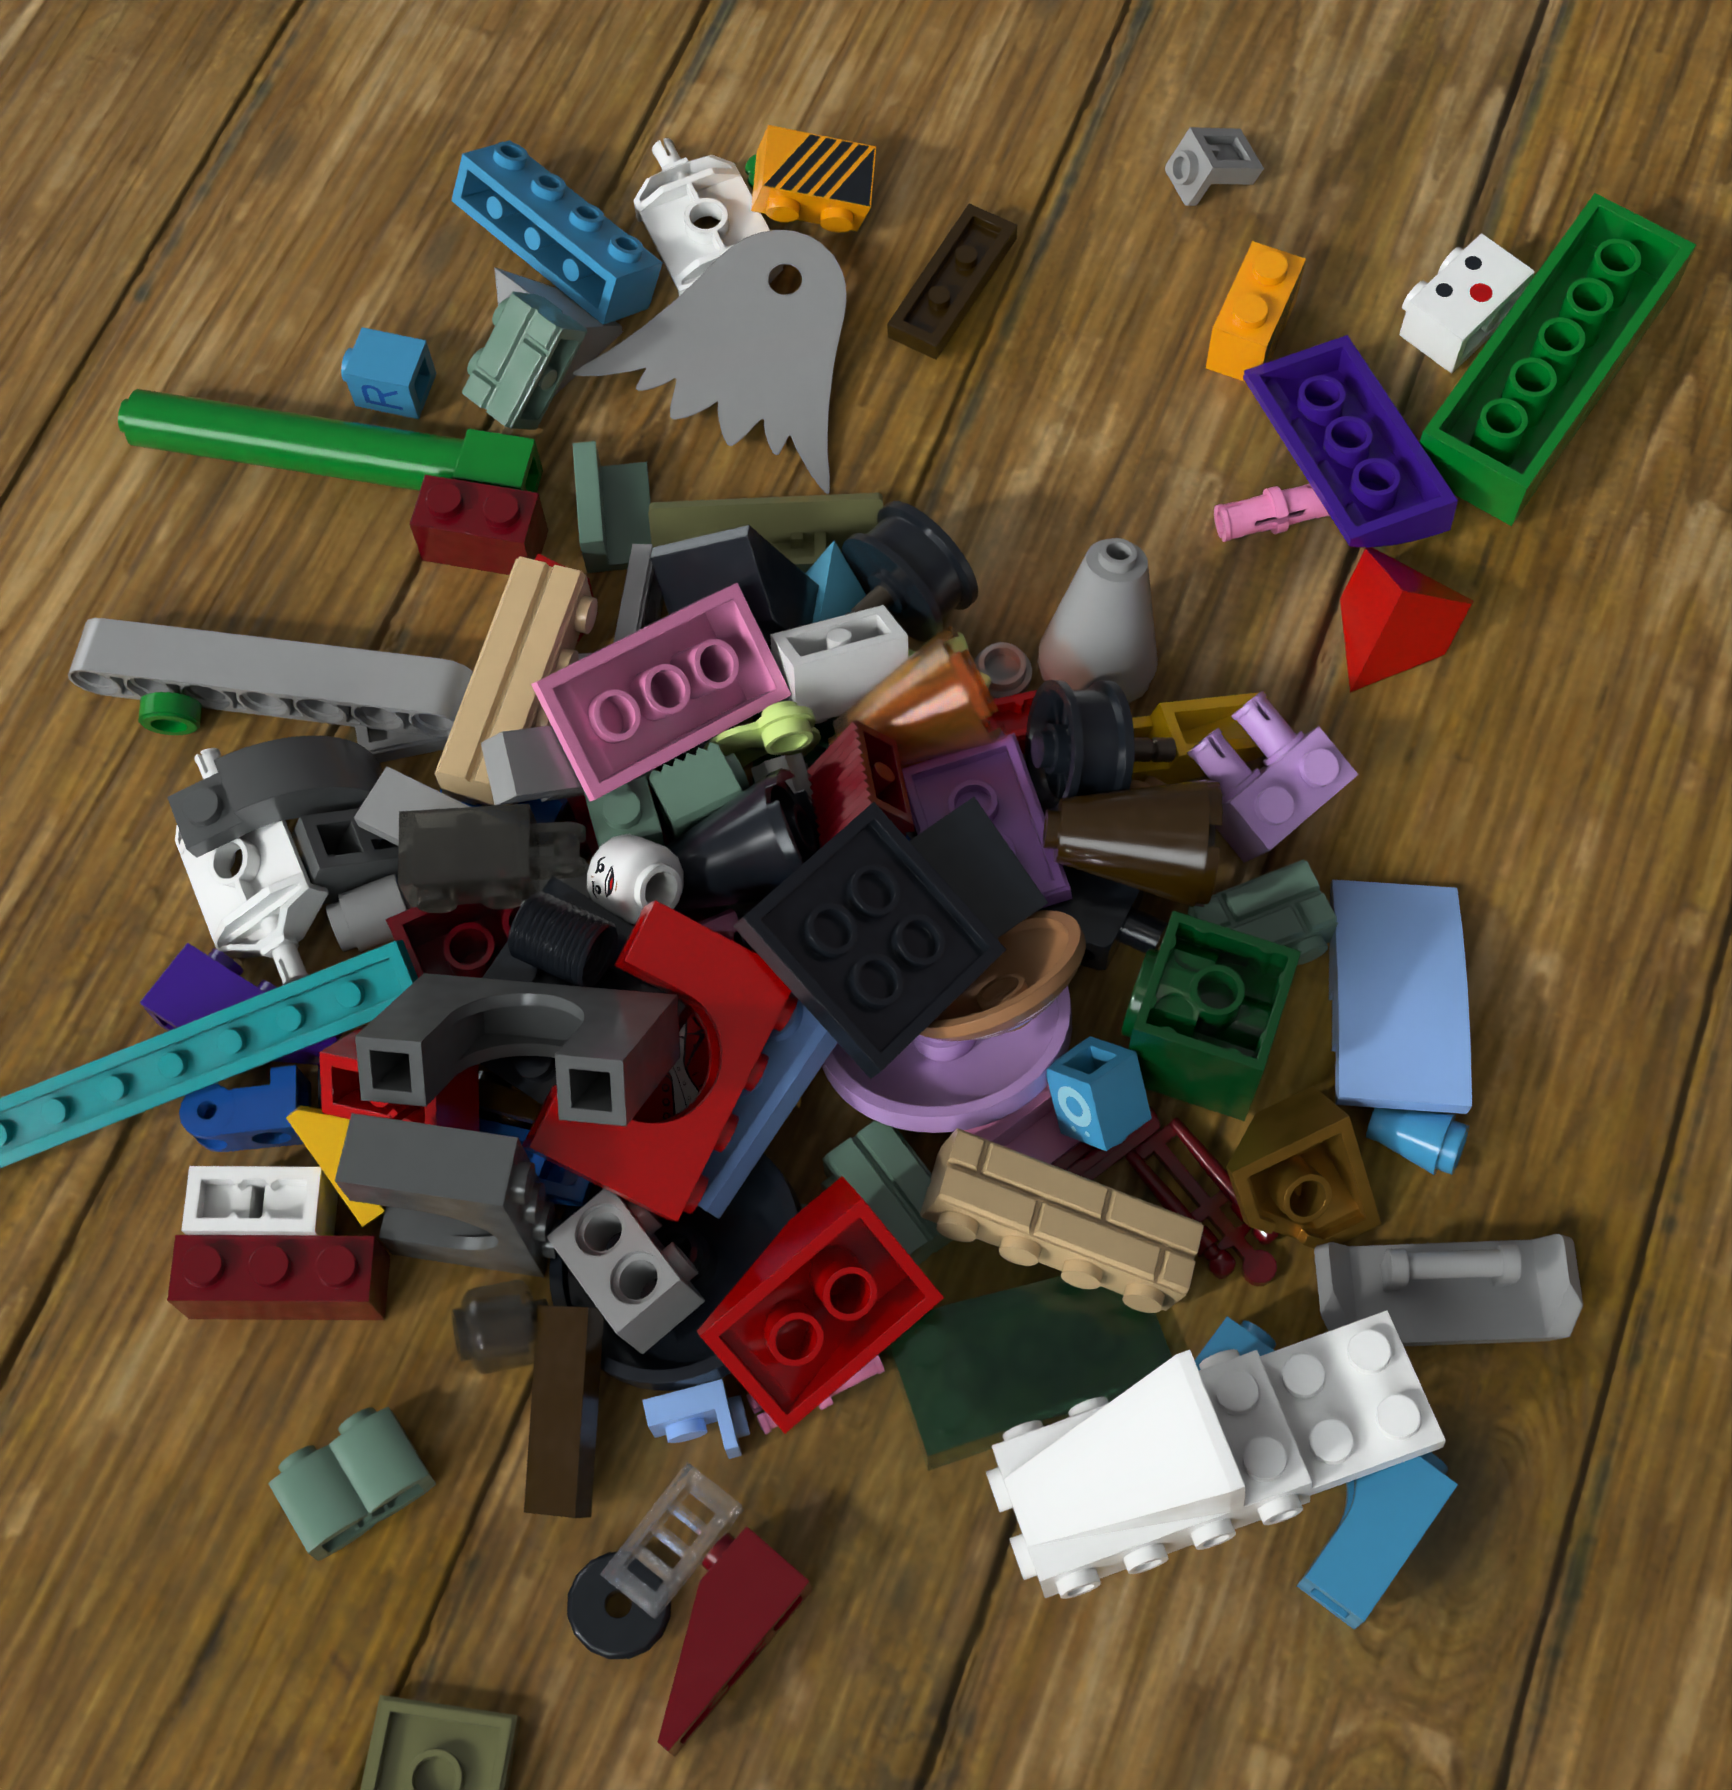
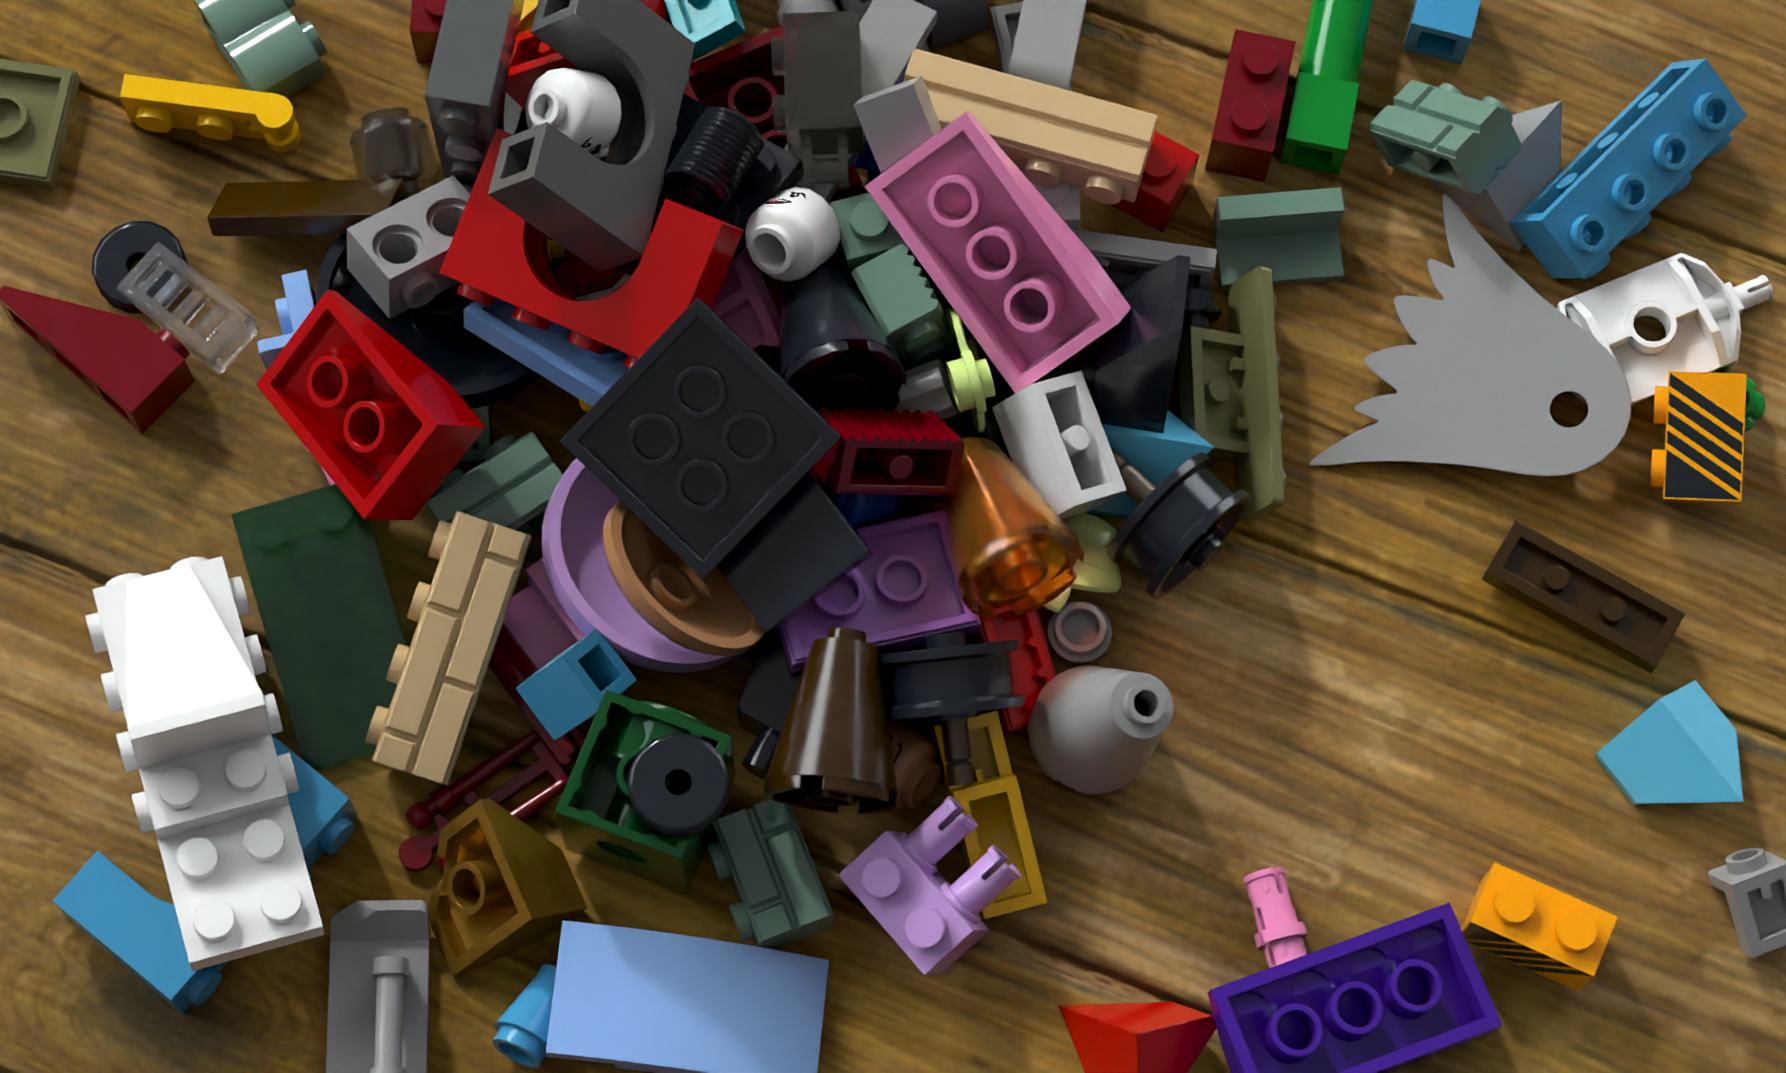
camera: 85 degrees right, 5 degrees up
(442, 1526) = (210, 111): none -> yellow plate
(512, 1053) = (577, 105): none -> white head
(1091, 217) = (1676, 752): none -> medium azure slope
(1227, 979) = (678, 813): none -> black piece

